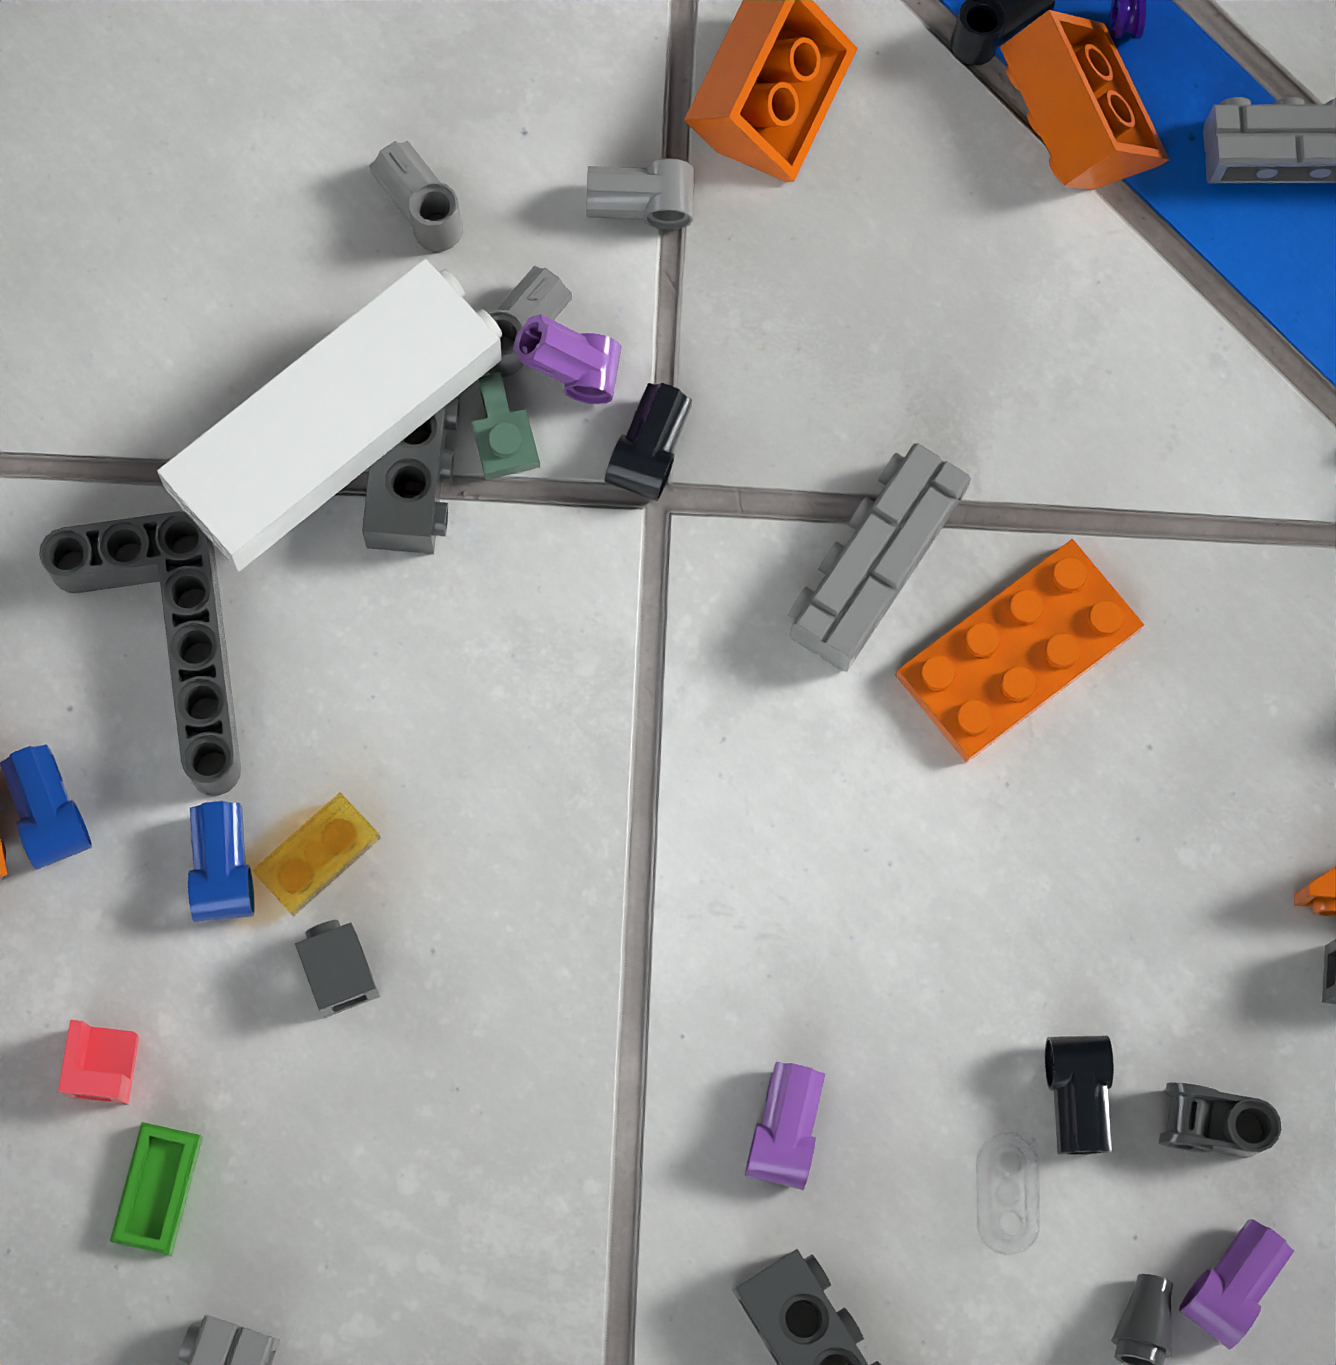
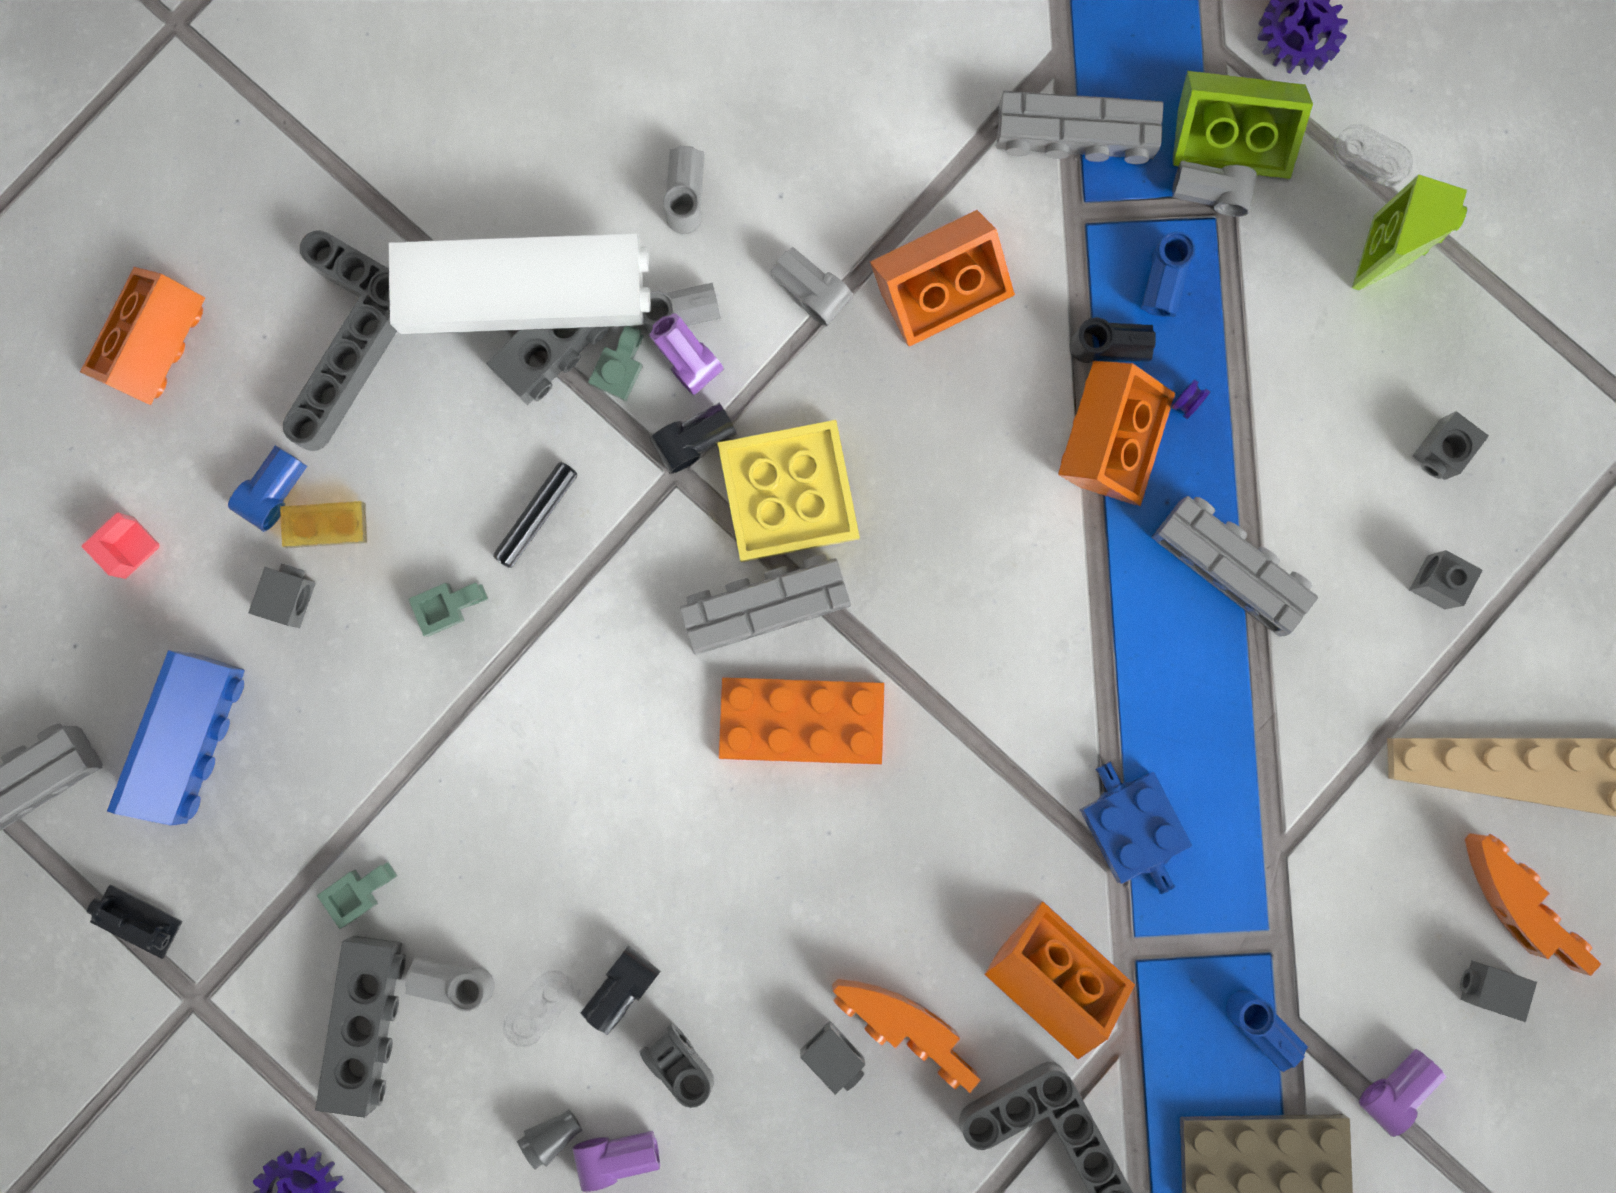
camera: 45 degrees right, 10 degrees up
(48, 821) = (199, 391): blue piece -> none
(156, 1188) = (101, 636): bright green tile -> none
(354, 1216) = (177, 739): none -> slope
(527, 839) = (442, 607): none -> sand green plate
(545, 660) = (535, 515): none -> black axle
(695, 1240) = (353, 895): none -> sand green plate
(784, 1139) = (440, 881): medium lavender piece -> none
(798, 420) = (788, 491): none -> light yellow plate
(883, 1248) = (446, 983): none -> light grey piece

